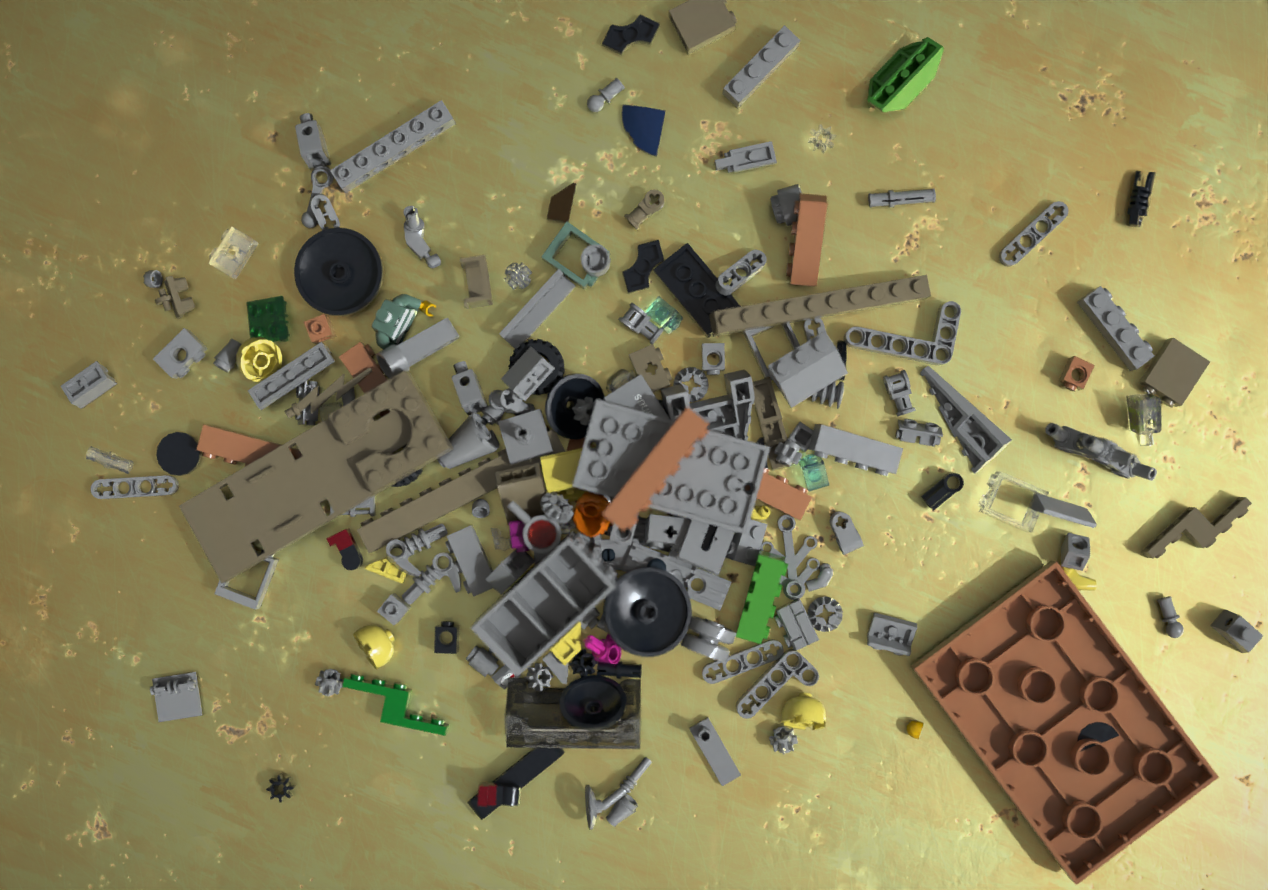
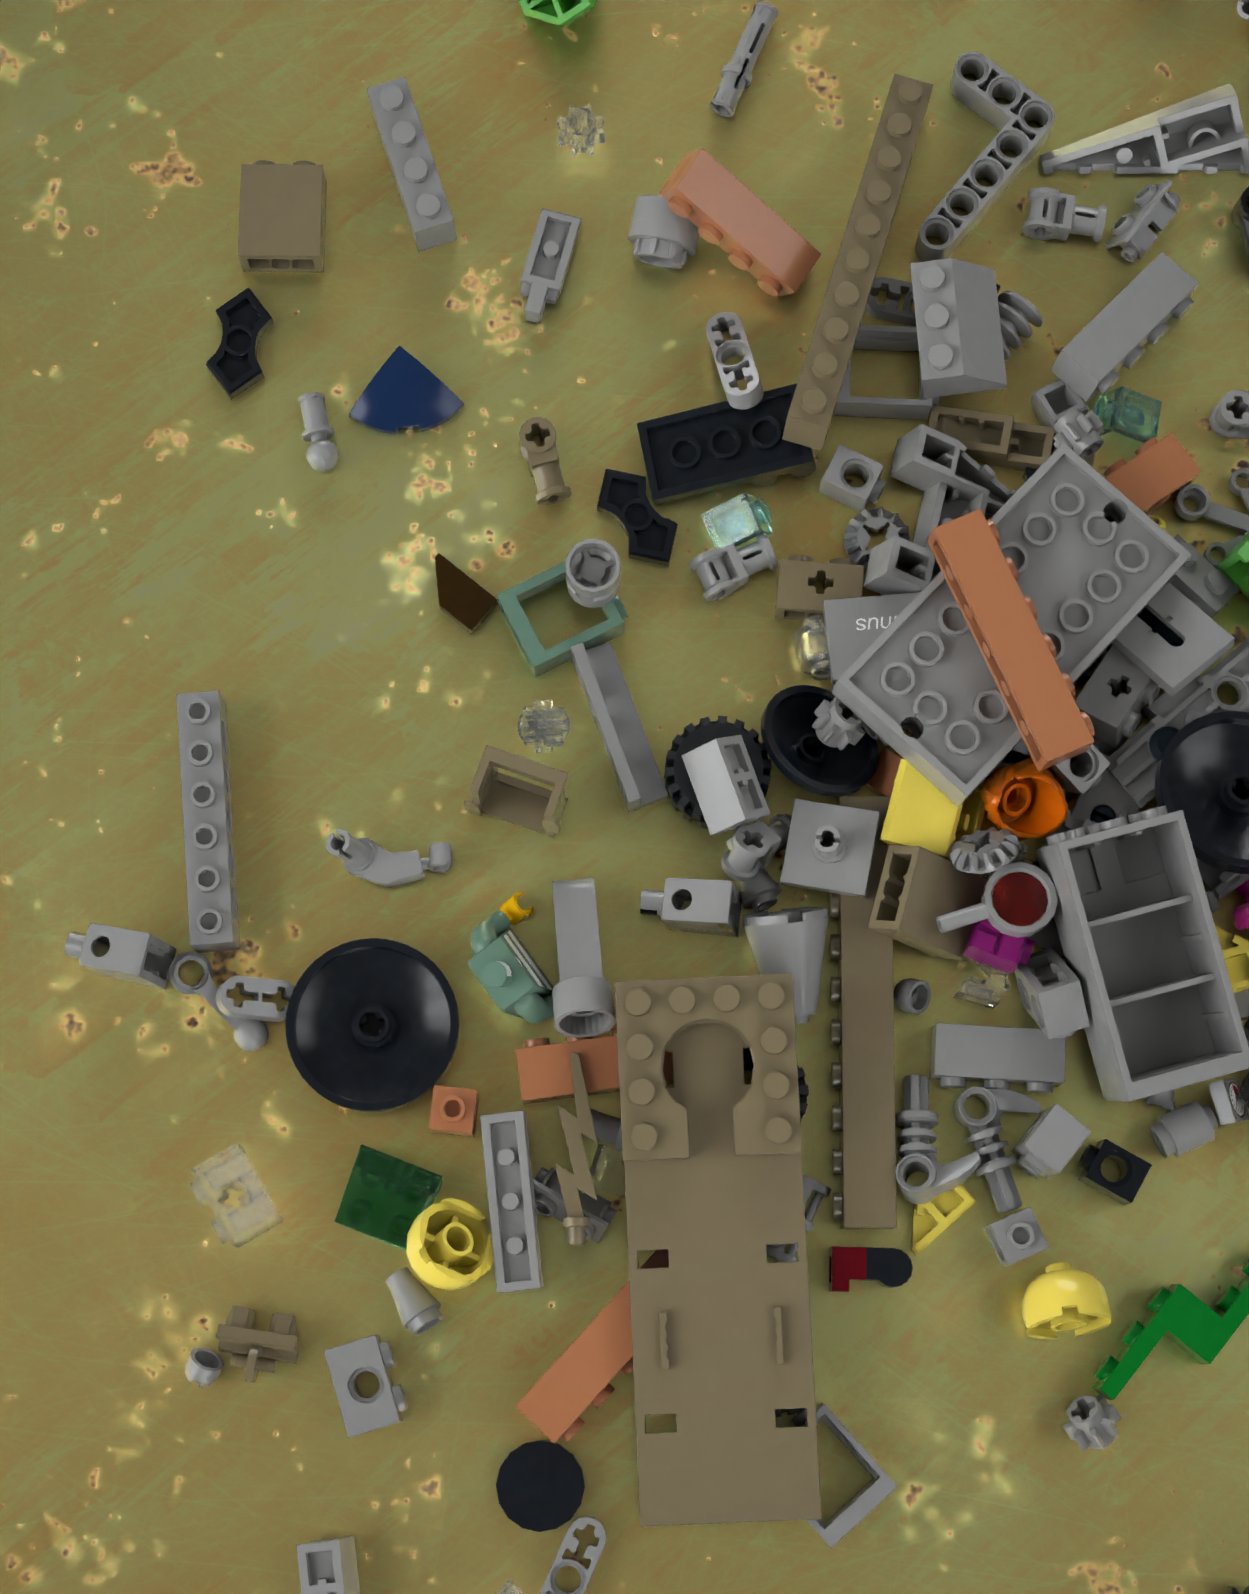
camera: 65 degrees left, 10 degrees down
(441, 603) = (1050, 1142): none -> light grey brick

